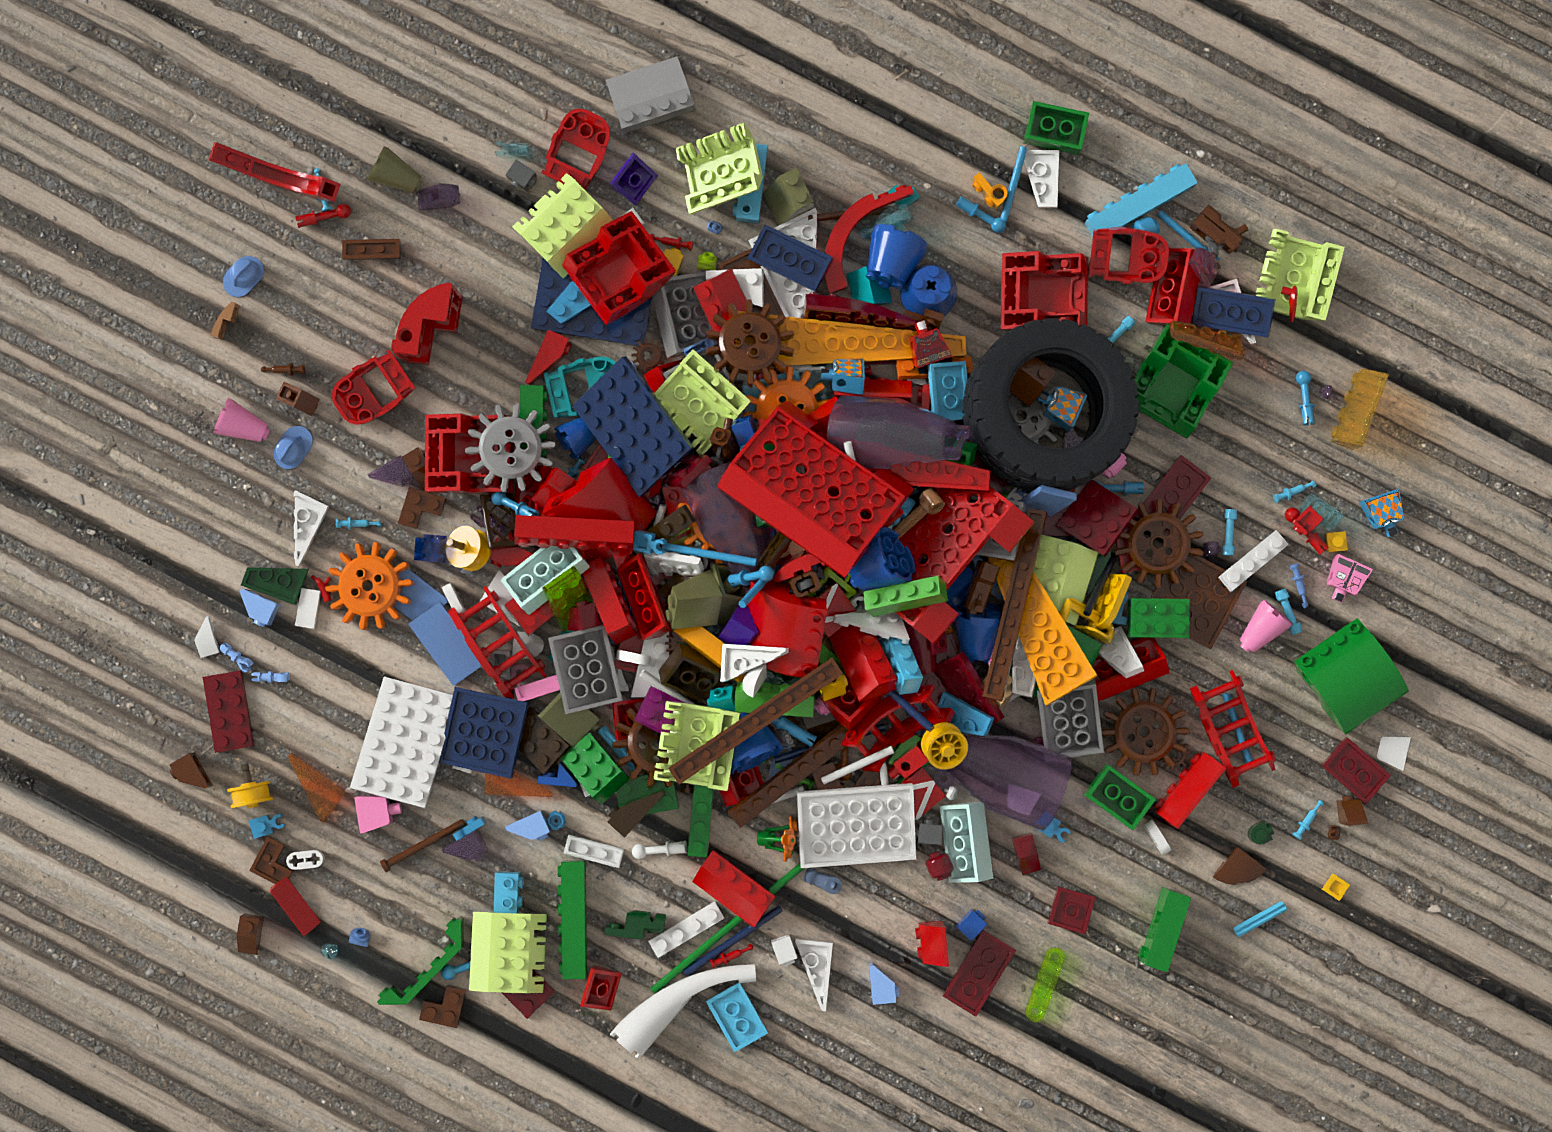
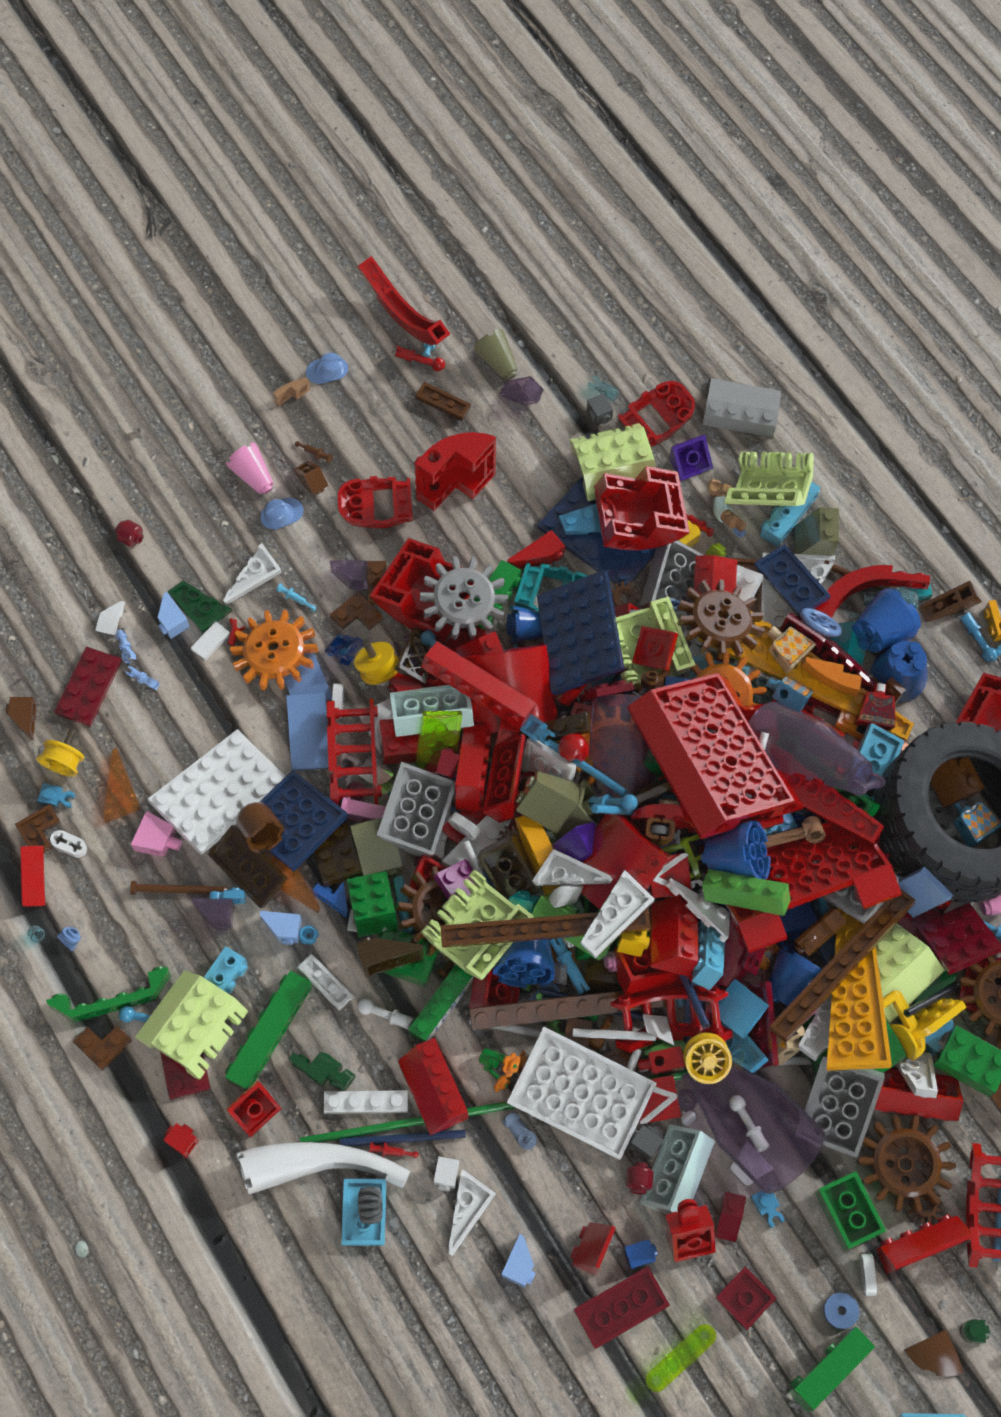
camera: 25 degrees right, 20 degrees down
(169, 548) = (129, 533): none -> dark red head
(460, 760) = (259, 826): none -> reddish brown cylinder
(470, 794) = (248, 869): none -> dark brown plate
(557, 1045) = (181, 1139): none -> red brick
(689, 543) = (573, 747): none -> red hair
(691, 221) = (720, 509): none -> medium nougat piece
(707, 406) = (655, 648): none -> red plate
(740, 1013) = (370, 1205): none -> dark grey gear
(809, 679) = (621, 908): none -> white wing
(822, 333) = (789, 647): none -> tan torso
(837, 290) = (820, 622): none -> medium blue plate
(874, 336) = (832, 675): none -> orange slope
(890, 739) = (658, 1027): none -> white sticker
(940, 194) = (951, 602): none -> reddish brown slope
(950, 686) = (741, 1009): none -> dark azure slope
(986, 760) = (737, 1104): none -> white pin
(1002, 888) = (690, 1231): none -> red brick
(1156, 882) = (831, 1313): none -> medium blue piece

